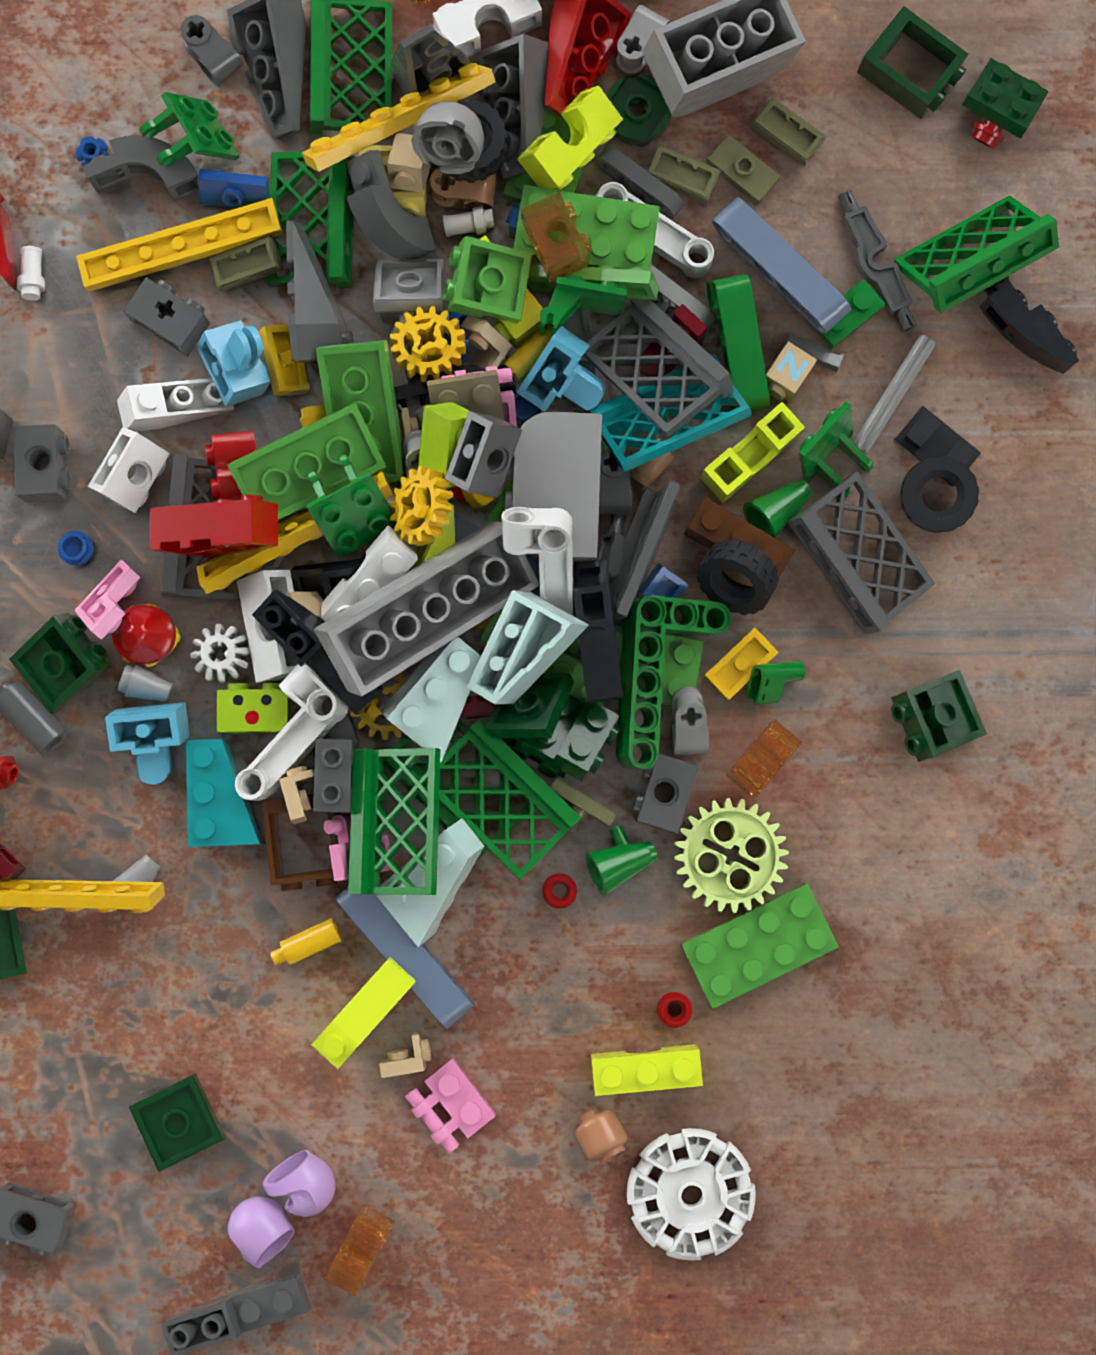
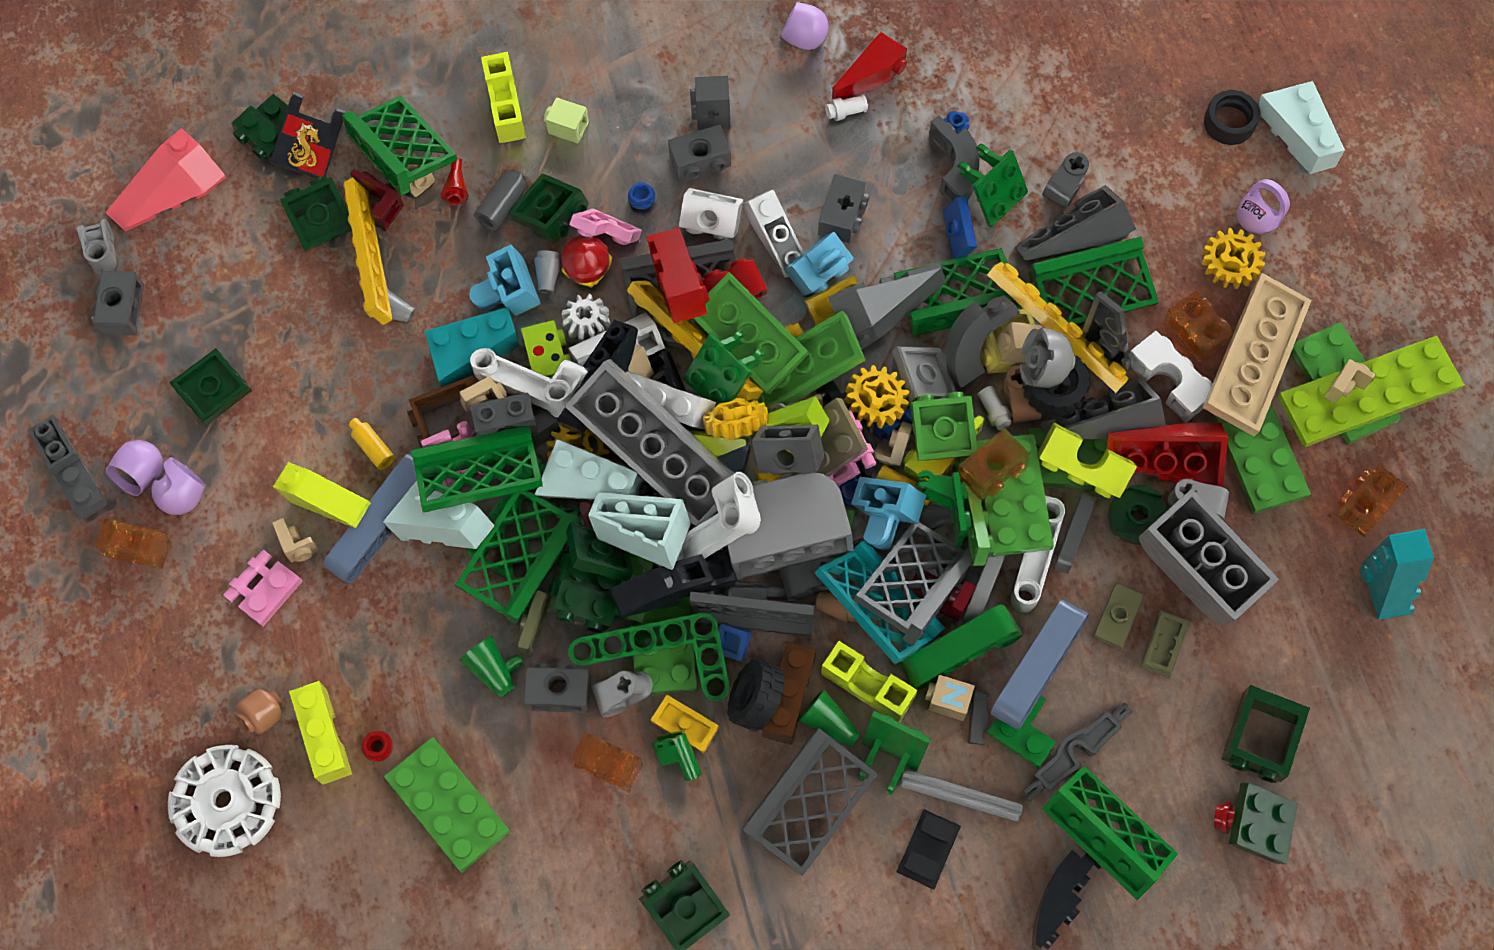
camera: 80 degrees right, 15 degrees down
(178, 245) = (902, 201): yellow plate -> none
(245, 263) = (902, 250): olive plate -> none
(551, 899) = (452, 619): red plate -> none
(684, 173) = (1095, 566): olive plate -> none
(717, 883) = (546, 761): yellowish green gear -> none
(958, 513) = (881, 830): black tyre -> none

